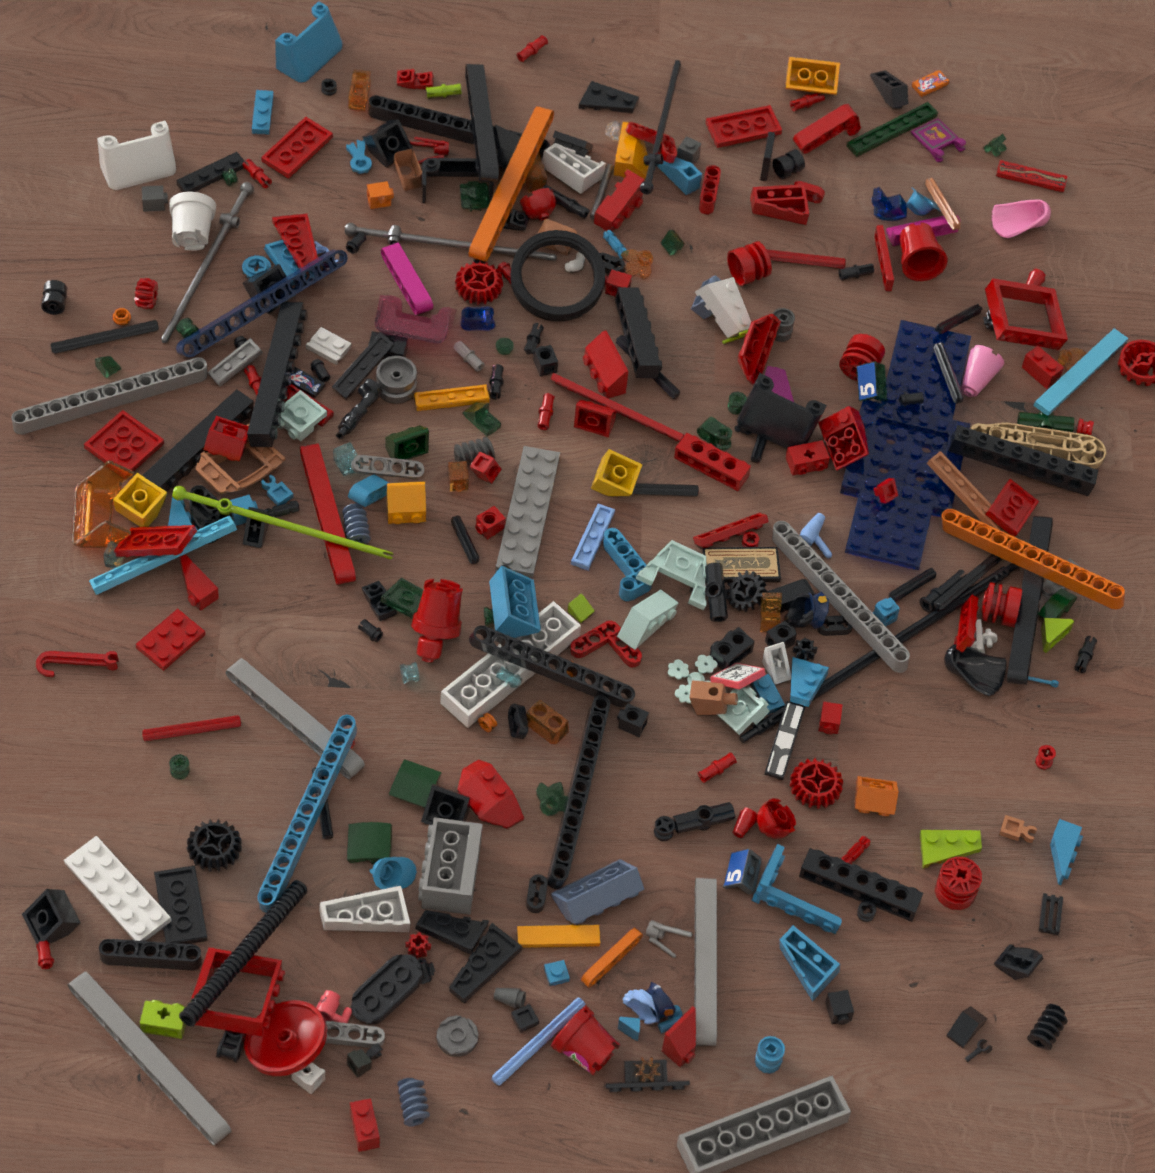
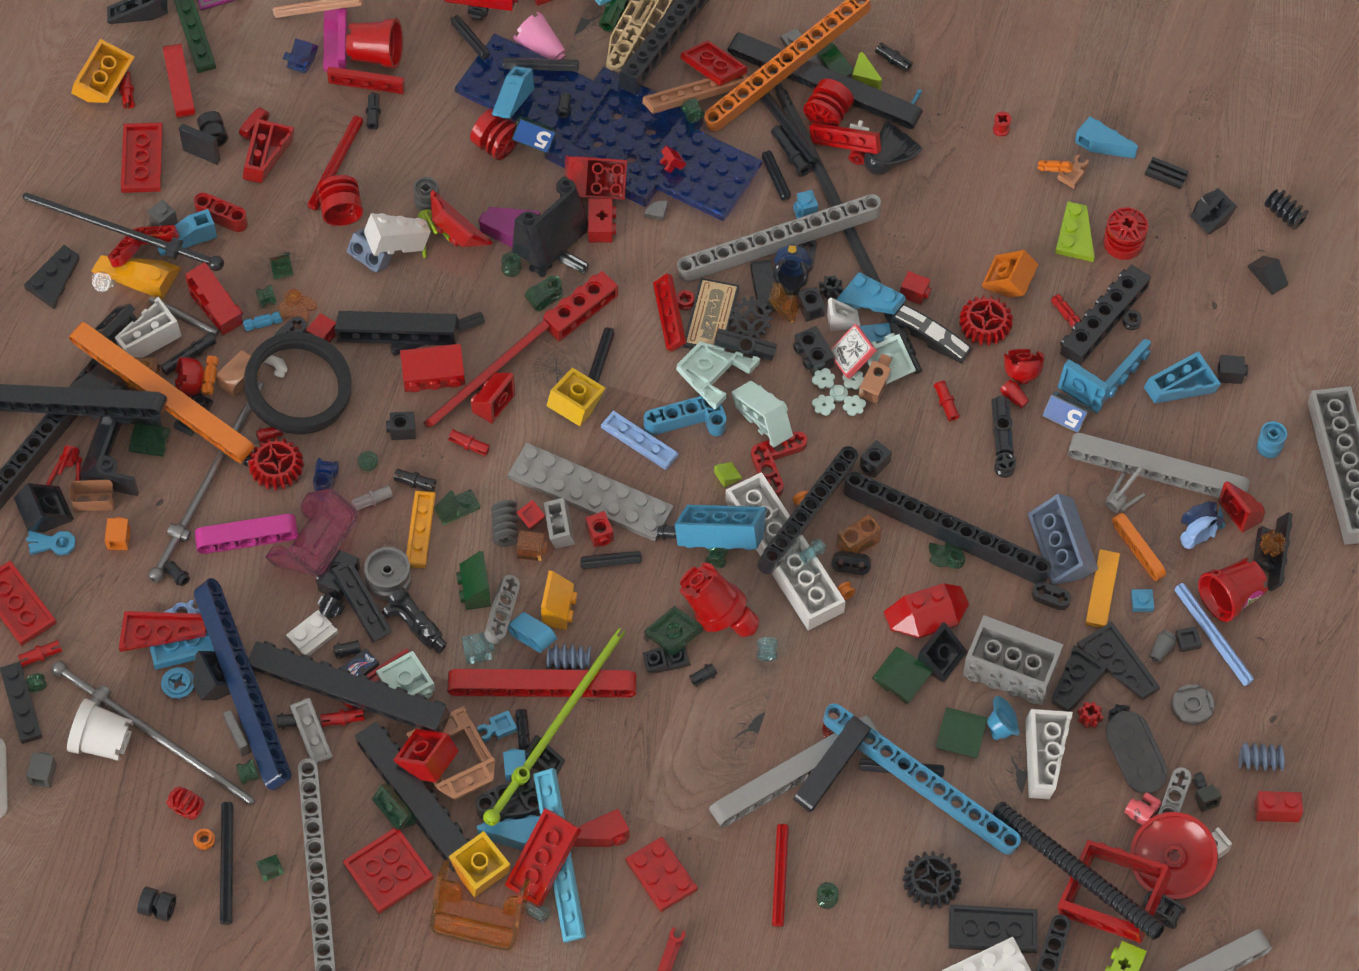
camera: 70 degrees left, 5 degrees up
(177, 431) = (393, 807): none -> clear green panel
(219, 311) = (236, 733): none -> flat silver tile
(299, 735) = (832, 764): none -> black beam
(355, 348) = (331, 604): none -> black gear
(483, 489) = (559, 523): none -> light grey brick
(533, 338) = (368, 430): black axle -> none
(544, 214) = (209, 375): none -> orange axle
(630, 1027) = (1219, 548): dark azure slope -> none
(638, 239) = (266, 296): none -> clear green wheel
(811, 532) = (693, 243): light blue piece -> none
(837, 500) = (656, 210): none -> flat silver tile
(903, 353) = (514, 92): none -> dark azure slope
(920, 204) = (307, 25): dark azure piece -> none
(945, 495) = (692, 110): none -> clear green wheel
(979, 1049) = (1295, 272): black hand -> none
(1013, 809) = (1055, 166): none -> orange axle

